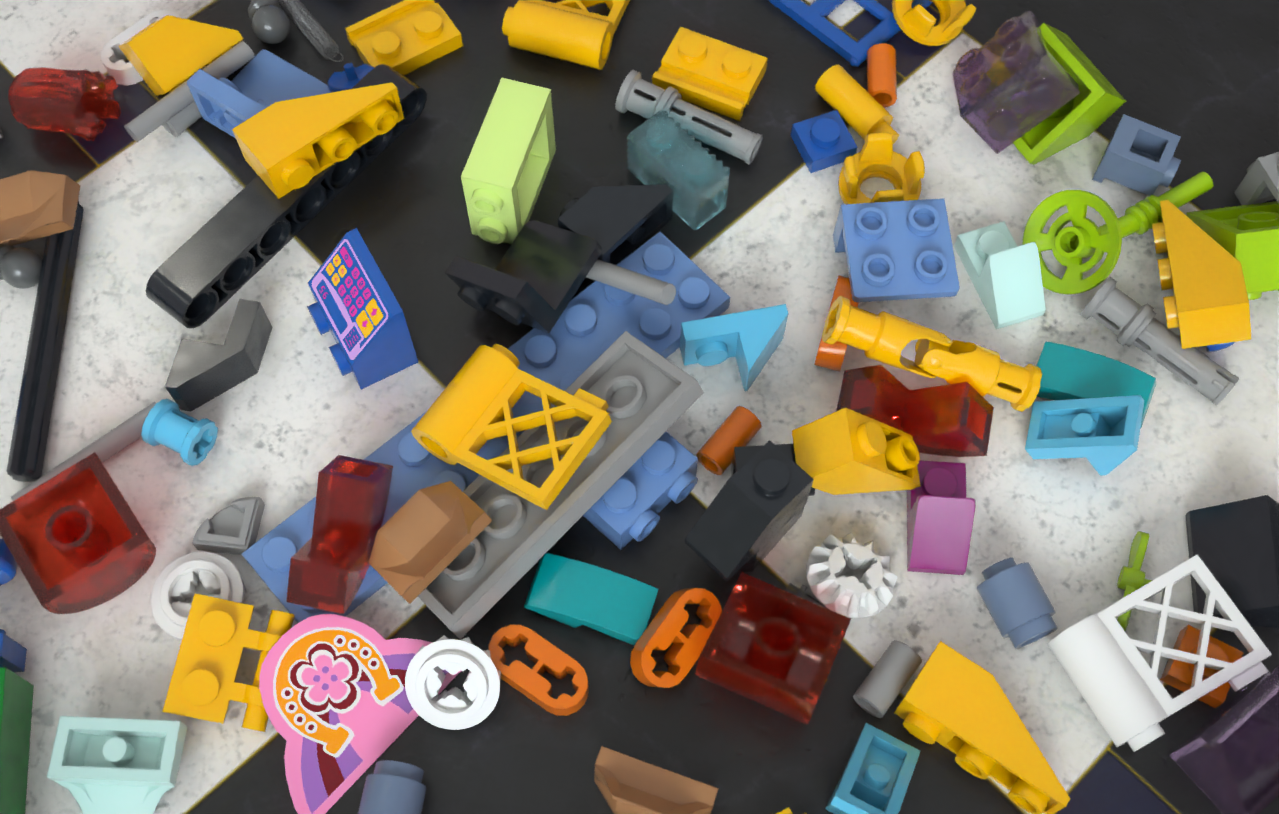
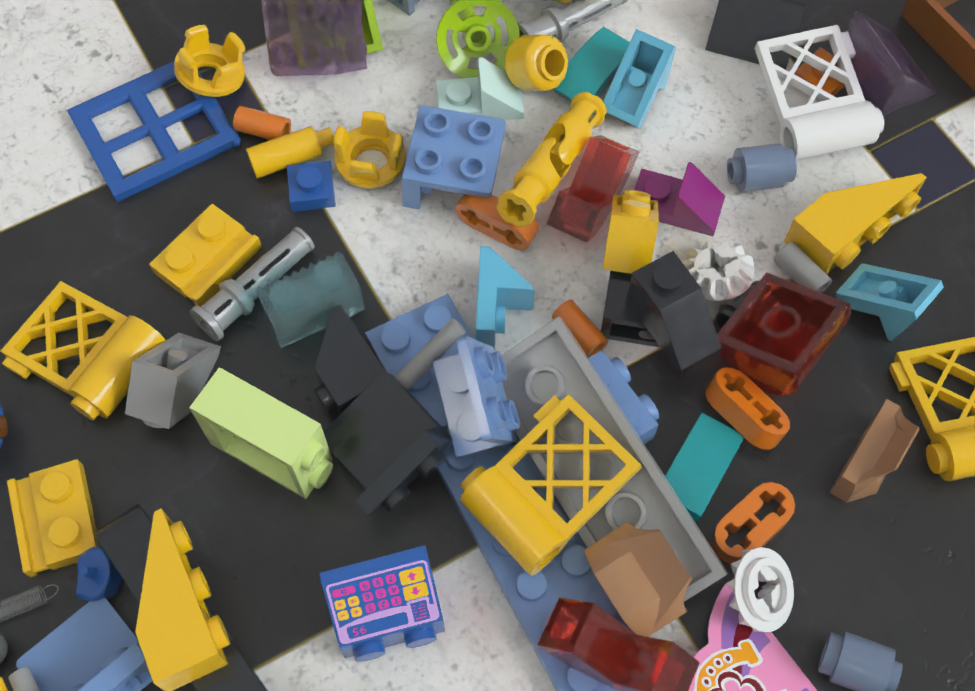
camera: 75 degrees left, 0 degrees up
(576, 80) = (169, 380): none -> light grey slope
(581, 325) = (476, 399): none -> medium blue bracket
(1068, 323) = (536, 62): none -> yellow head
(1132, 577) = (750, 95): lime piece -> none

